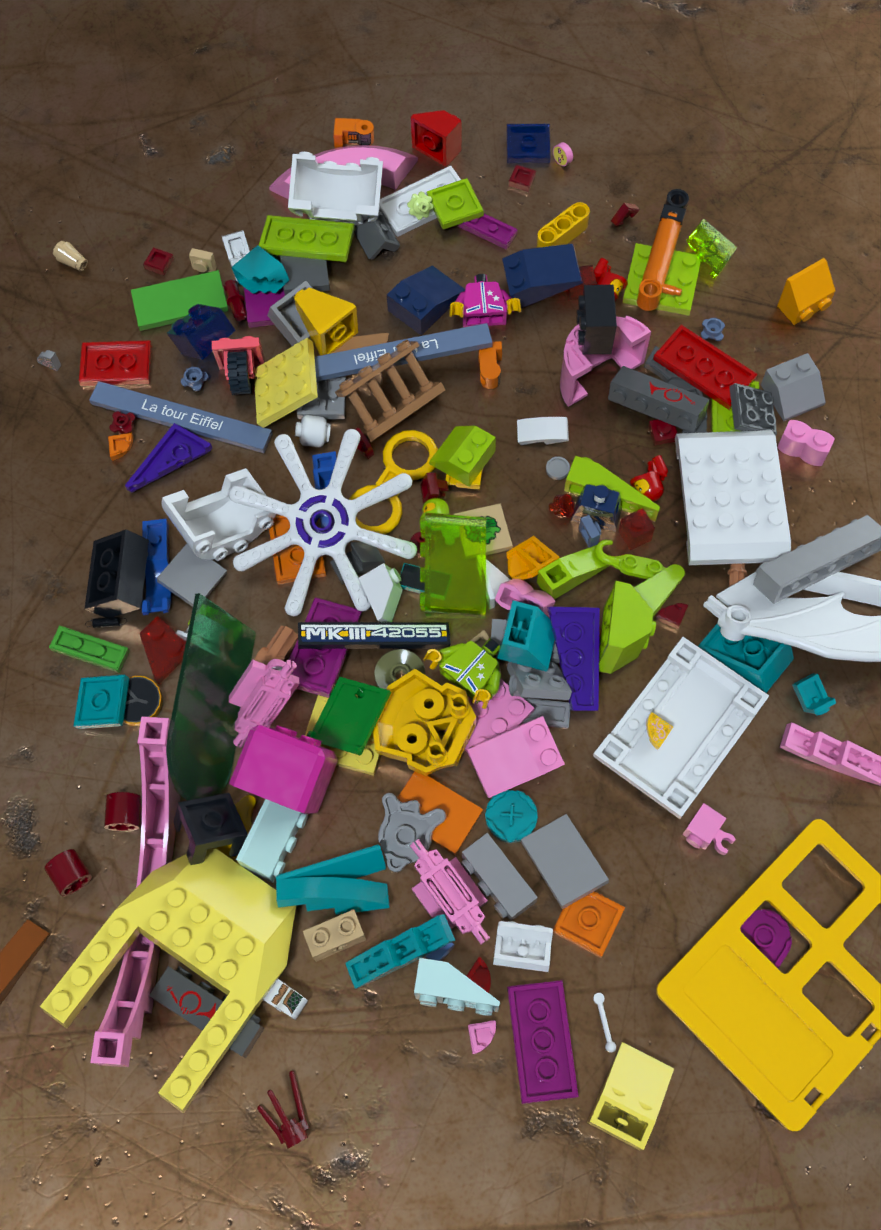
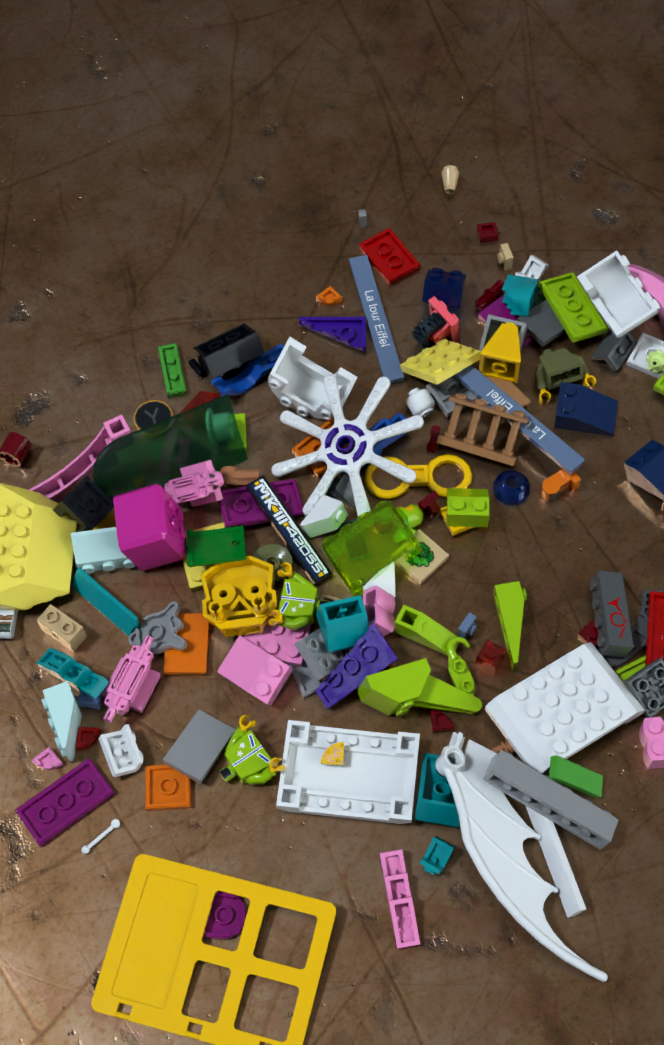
camera: 60 degrees right, 5 degrees down
(101, 702) = (138, 398): teal tile -> none
(122, 811) = (69, 451): dark red piece -> none
(125, 427) = (346, 292): dark red plate -> none
(171, 300) = (457, 254): bright green tile -> none
(190, 374) = (410, 304): sand blue plate -> none
(191, 575) = (258, 397): light grey tile -> none
(332, 892) = (89, 610): teal slope -> none
(368, 291) = (560, 367): none -> olive torso
(458, 415) = (511, 495): none -> clear blue piece
(484, 303) = (605, 449): dark pink torso -> none
(498, 878) = (161, 709): light grey brick -> none
(511, 816) = (213, 694): teal tile -> none
(529, 558) = (418, 597): light orange slope -> none
(542, 429) = (529, 549): white slope -> none
(557, 468) = (507, 576): light grey piece -> none
(562, 506) = (475, 597): clear red tile -> none
(596, 319) = (622, 520): black brick -> none
(601, 505) = (489, 619): dark blue torso -> none
(609, 817) = (248, 757): none -> lime torso
(628, 350) = (617, 538): bright pink cylinder -> none
(631, 1096) = (55, 878): light yellow slope -> none
(651, 482) = (535, 647): red piece -> none
(705, 828) = (279, 831): bright pink brick -> none
(807, 525) = (576, 776): none -> bright green tile

